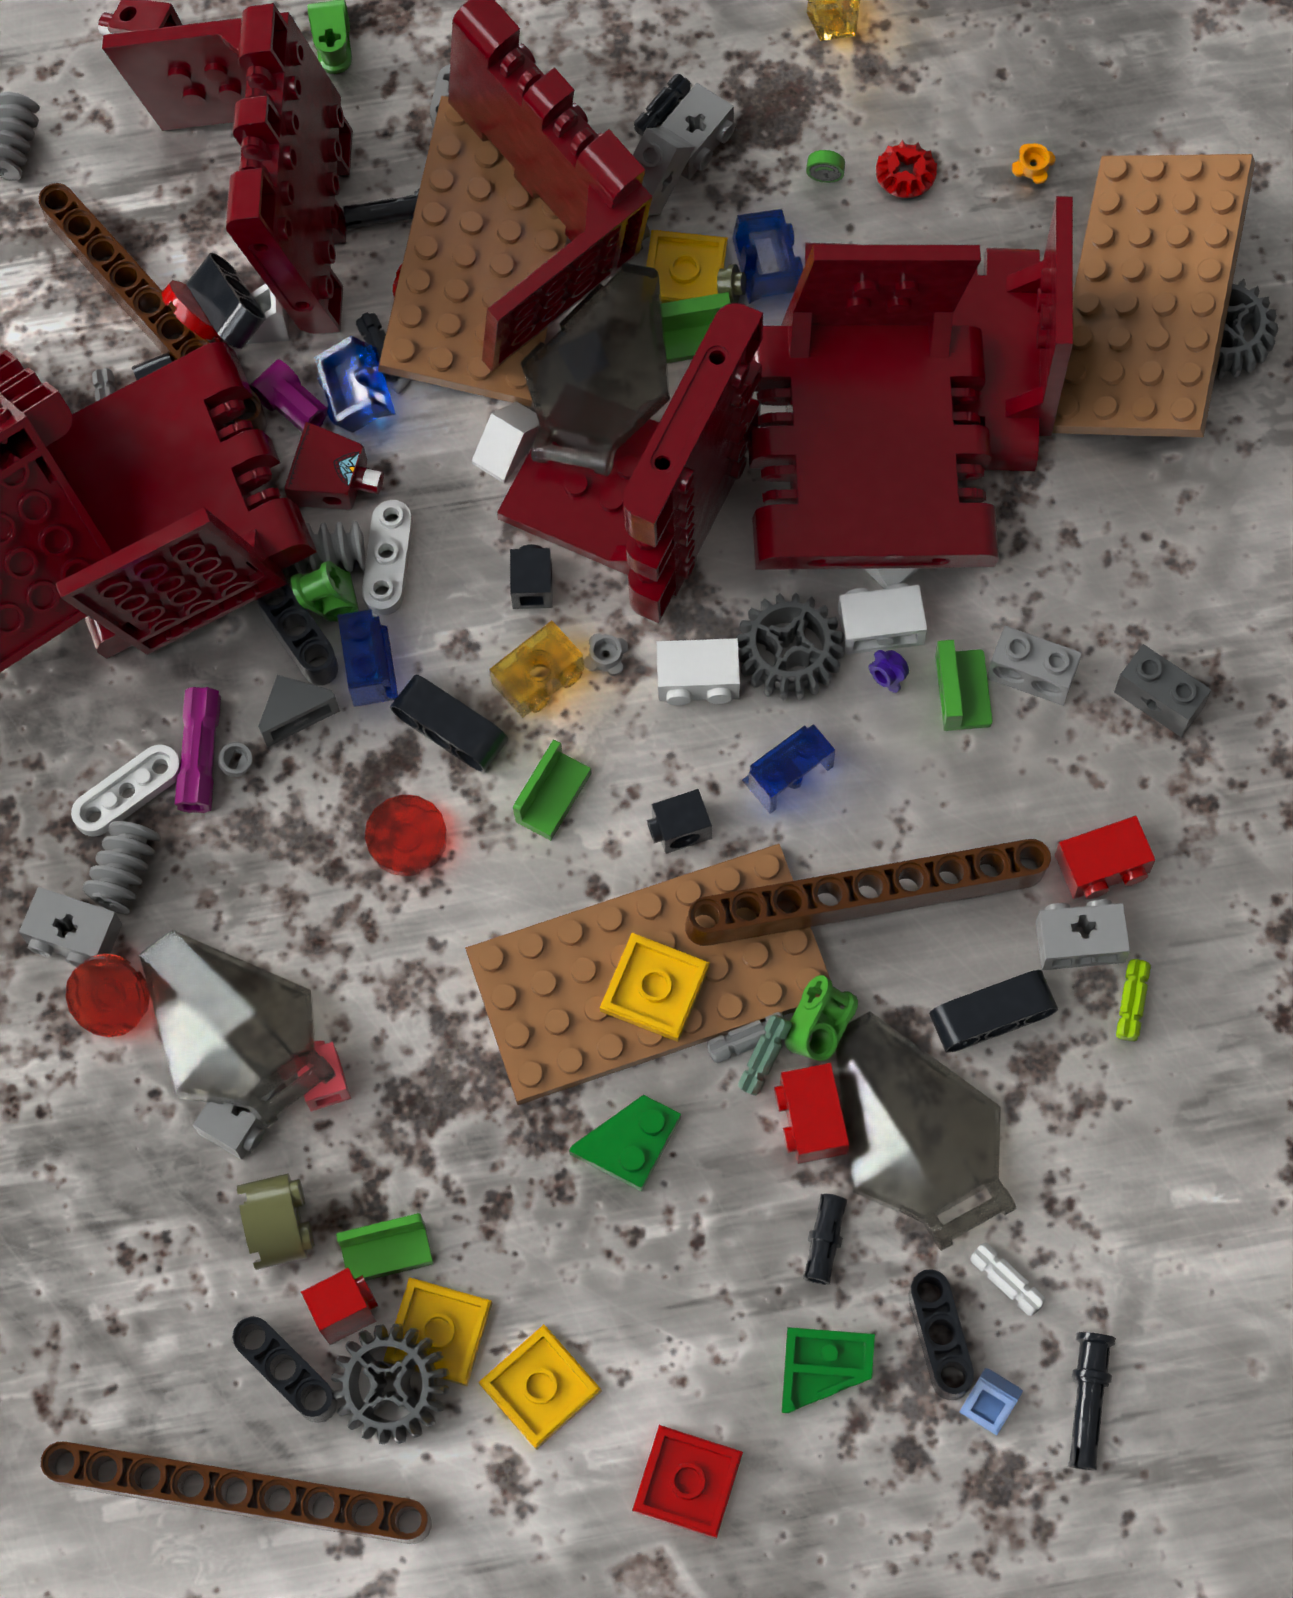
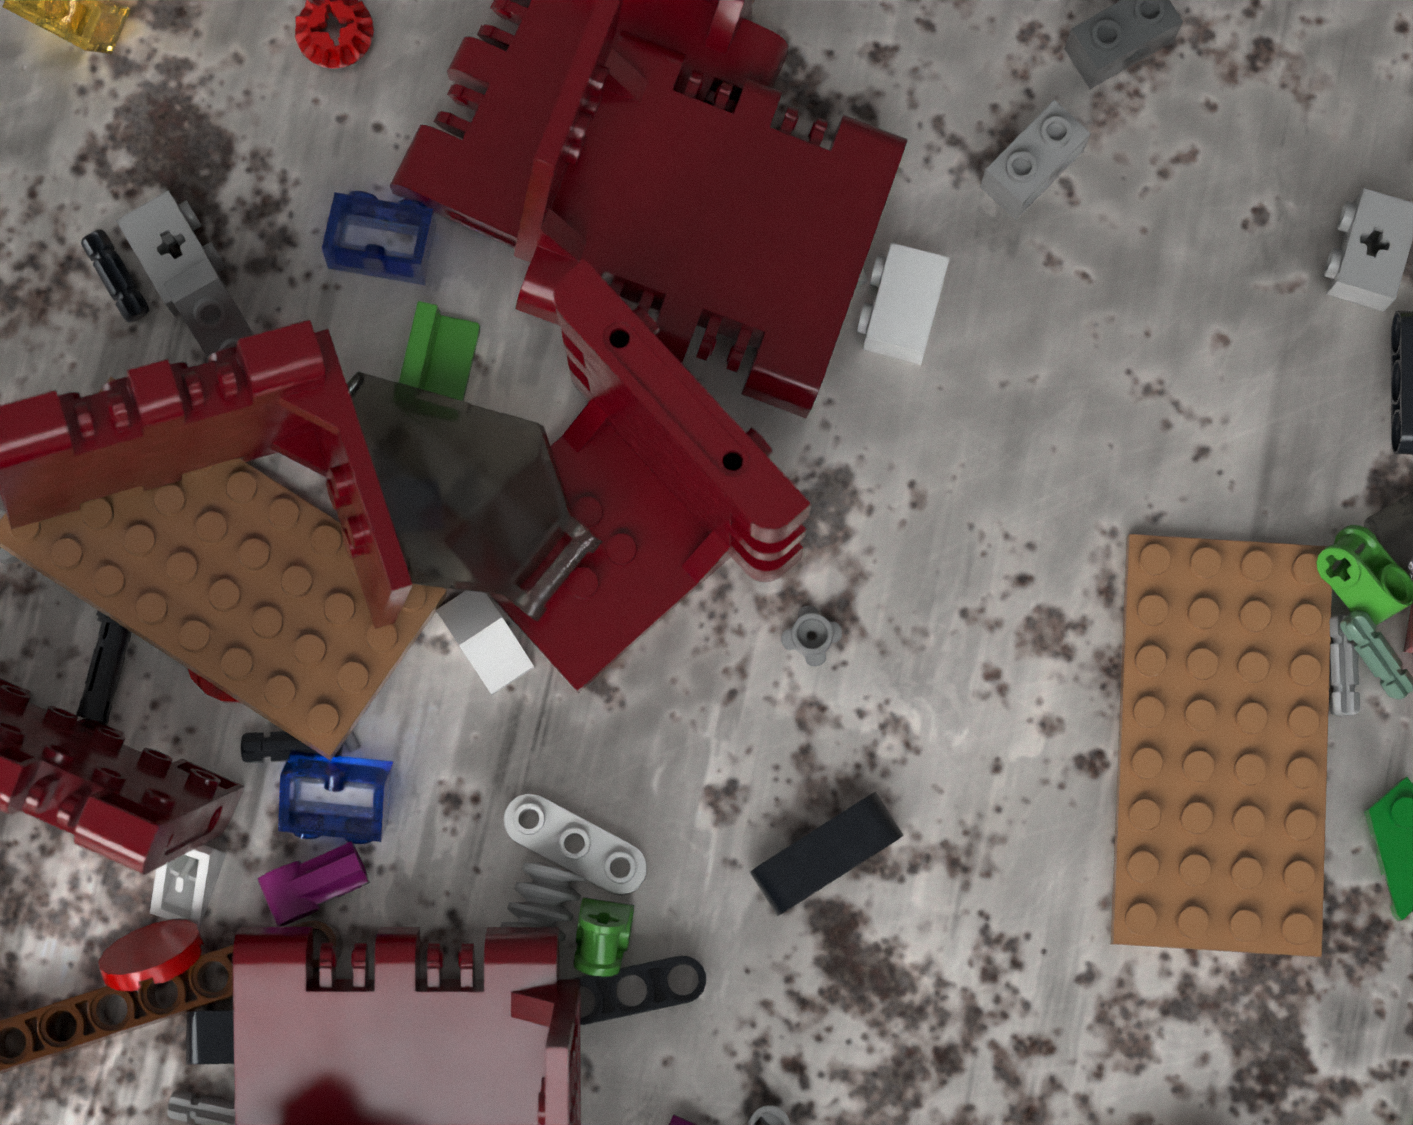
camera: 70 degrees left, 10 degrees up
(226, 301) = (154, 911): black beam -> none
(294, 707) = (730, 1033): dark grey slope -> none
(329, 471) = (436, 869): dark red torso -> none
(367, 658) = (704, 918): clear blue window -> none
(406, 835) = (942, 959): clear red tile -> none
(531, 577) = (680, 682): black brick -> none
(545, 649) = (800, 753): clear yellow brick -> none
(550, 792) = (961, 767): bright green panel -> none
(654, 987) = (1255, 745): yellow tile -> none
(680, 821) = (1061, 635): black brick -> none
(686, 263) = (363, 329): yellow tile -> none
(698, 671) = (882, 538): white brick -> none
(732, 281) = (397, 293): olive plate -> none
(763, 630) = (880, 405): dark grey gear -> none
(788, 764) = (1043, 484): clear blue window -> none
(825, 166) = (291, 118): bright green tile -> none
(854, 905) = (1232, 481): reddish brown beam -> none
(889, 669) = (970, 322): dark purple plate -> none
(962, 687) = (1021, 251): bright green panel -> none
(1105, 858) = (1294, 185): red brick -> none

